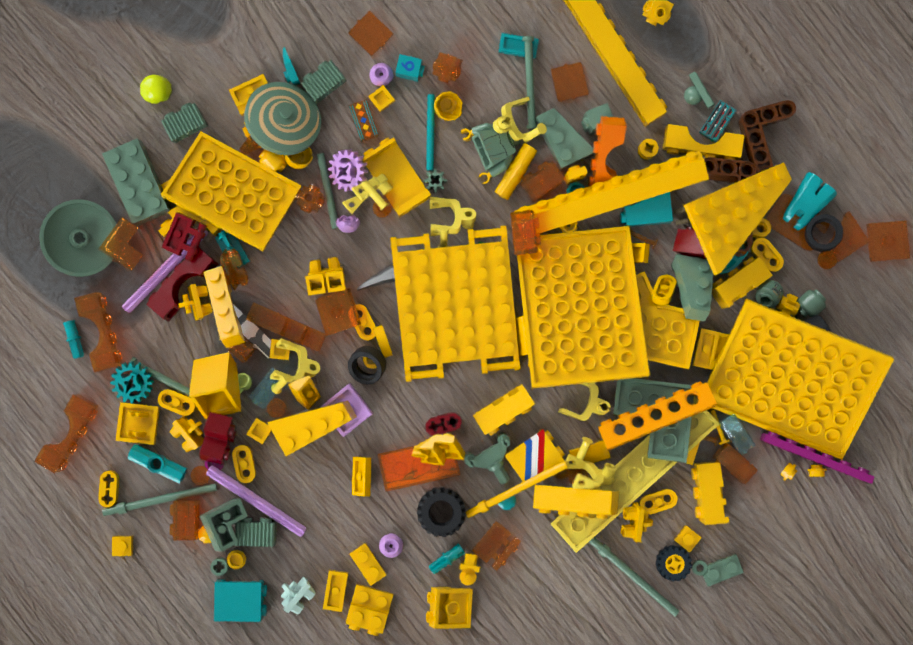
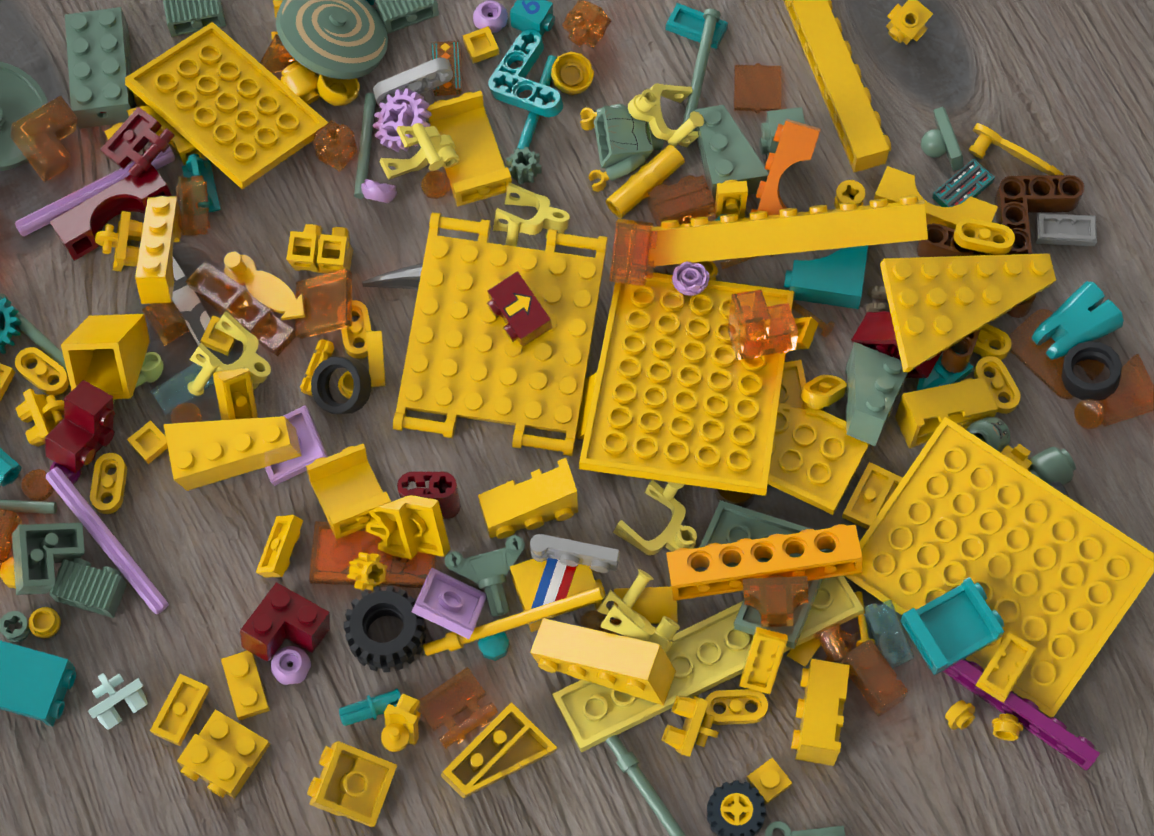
camera: 20 degrees right, 20 degrees down
(296, 309) = (264, 286): none -> yellow brick
(346, 352) = (324, 350): none -> yellow axle
(347, 139) = (427, 76): none -> light grey beam
(380, 519) = (283, 617): none -> dark red brick
(392, 431) = (346, 489): none -> yellow panel
(410, 117) = (518, 83): none -> teal beam
(421, 481) = (367, 571): none -> yellow gear
(465, 292) = (518, 309): none -> dark red brick
(475, 487) = (449, 603): none -> lavender plate
(528, 568) = (497, 752): none -> yellow wedge
(542, 440) = (574, 553): none -> light grey plate
(562, 231) = (687, 271): none -> lavender plate
(618, 265) = (758, 328): none -> clear orange brick
(670, 439) = (776, 598): none -> clear orange brick
(670, 474) = (763, 660): none -> yellow plate
(706, 449) = (832, 643): none -> clear orange bush
(726, 82) = (987, 136): none -> yellow brick
(740, 161) = (984, 236): none -> yellow plate
(776, 425) = (953, 626): none -> teal panel
(788, 135) = (1066, 229): none -> light grey plate
(811, 440) = (1006, 667): none -> yellow plate

